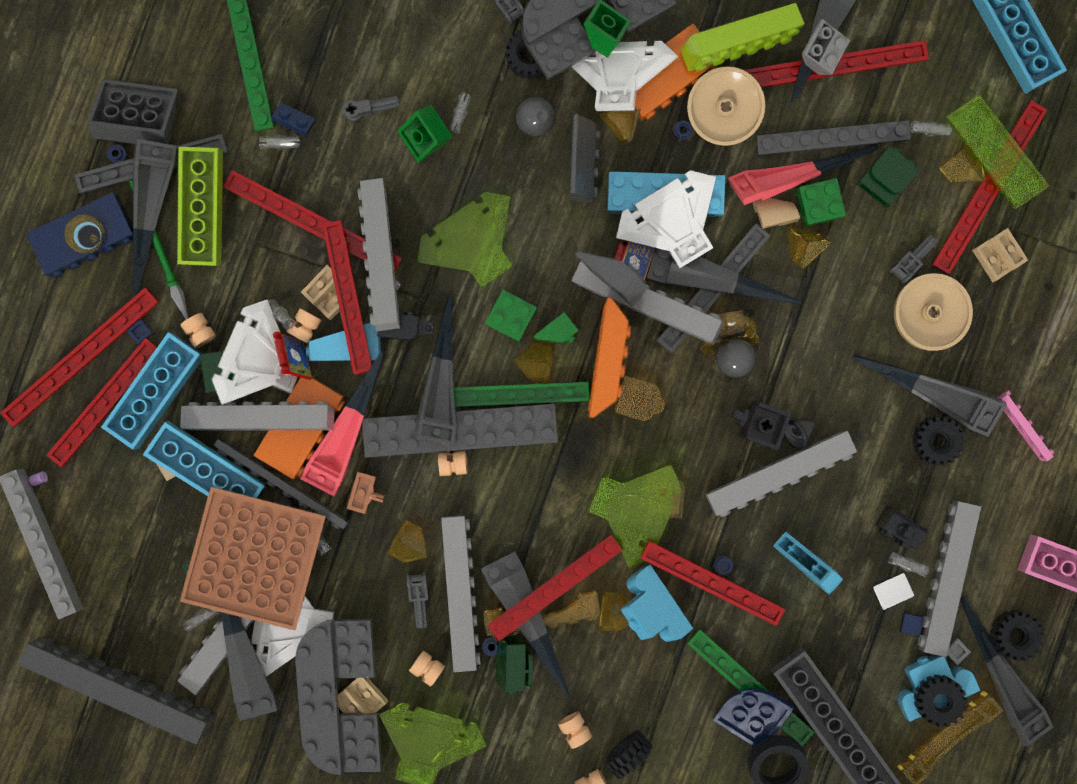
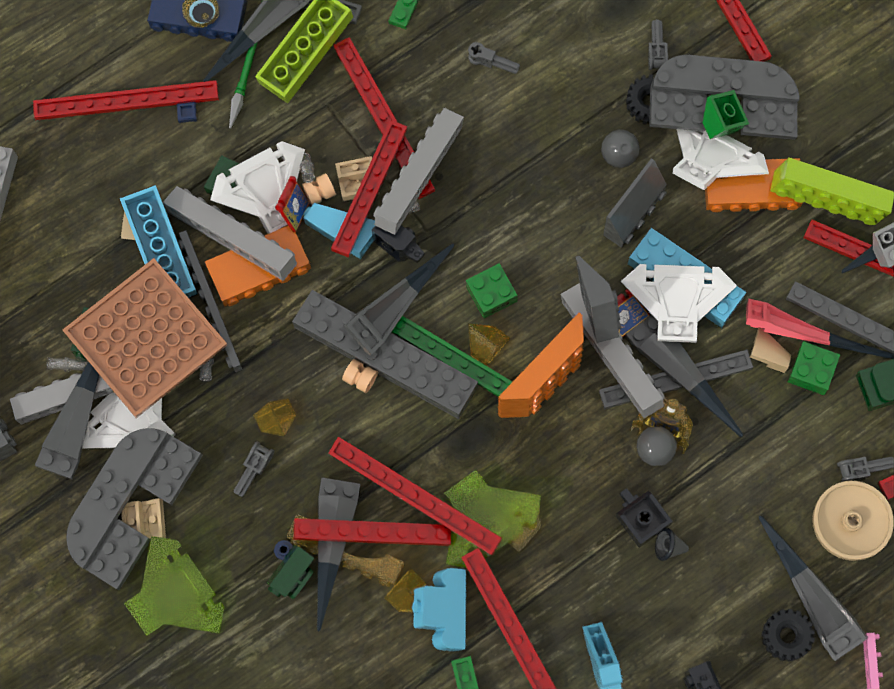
camera: 35 degrees right, 15 degrees down
(38, 478) = (23, 171): lavender piece -> none
(101, 405) = (118, 146): red plate -> none
(152, 391) = (163, 160): medium azure brick -> none
(198, 331) = (233, 139): light nougat wheel -> none
(279, 142) = (401, 40): clear pin -> none
(293, 119) = (425, 31): dark blue plate -> none
(331, 459) = (266, 305): coral plate -> none
(363, 493) = (269, 352): nougat plate -> none
(424, 133) = (522, 106): green slope -> none
(426, 668) = (217, 529): light nougat wheel -> none
(460, 112) = (561, 109): clear pin -> none
(460, 593) = (289, 487): light grey brick -> none
(471, 240) = (501, 213): clear neon green plate -> none
(558, 331) = (520, 326): green slope -> none
(567, 532) = (415, 496): none -> red plate
(576, 732) = (303, 668): light nougat wheel -> none
(621, 123) = (687, 197): clear yellow slope -> none
(639, 399) = (551, 429): clear yellow plate -> none
(687, 125) = (740, 234): dark blue plate -> none
(723, 565) = (528, 616): dark blue plate -> none
(726, 106) = (784, 240): tan dish -> none
(781, 472) = (631, 569): light grey brick -> none
(805, 245) = (778, 395): clear yellow slope -> none

